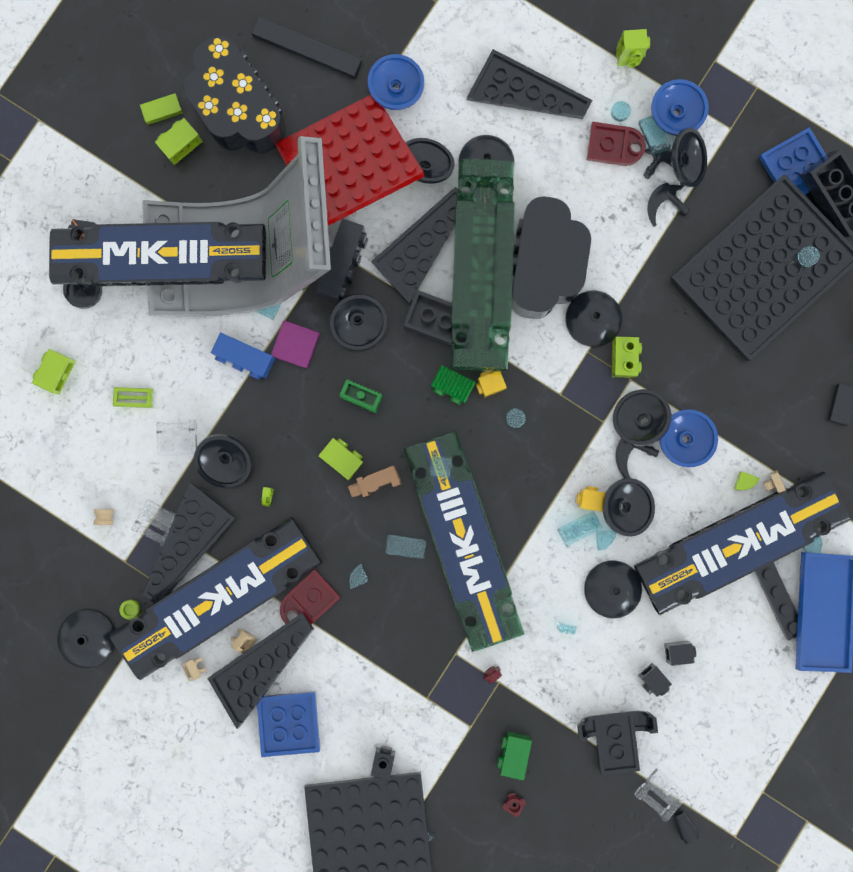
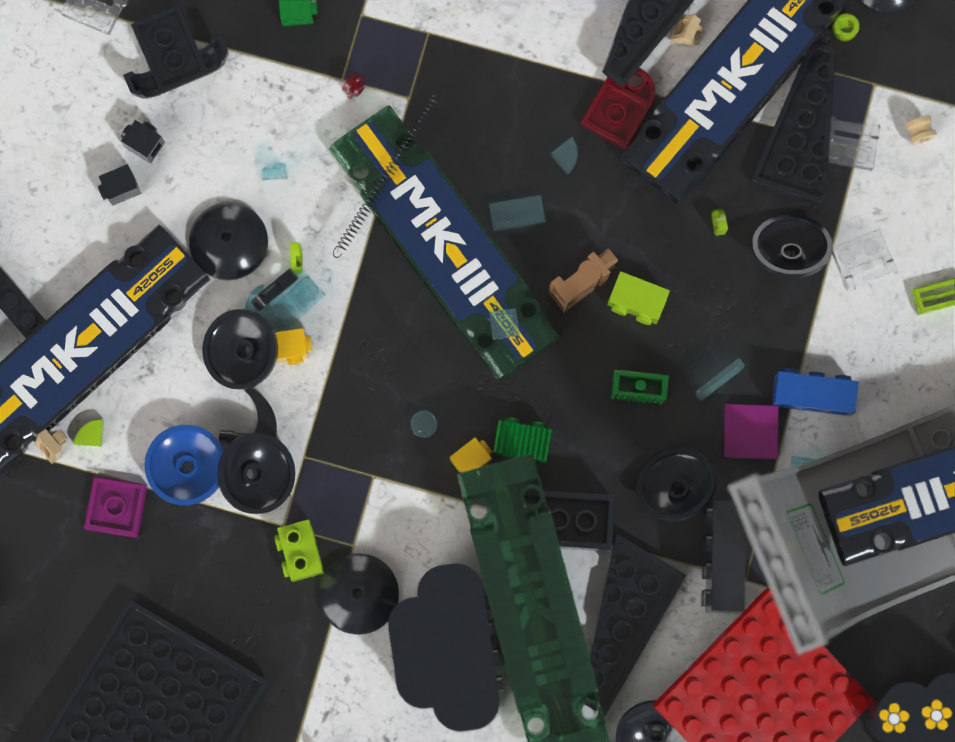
camera: 160 degrees right, 5 degrees down
(304, 385) = (720, 379): none -> clear light blue tile
(490, 601) = (386, 175): none -> black piece
(569, 561) = (296, 255): none -> lime tile
(592, 542) = (274, 289): none -> black piece
(741, 426) = (115, 507): none -> magenta tile

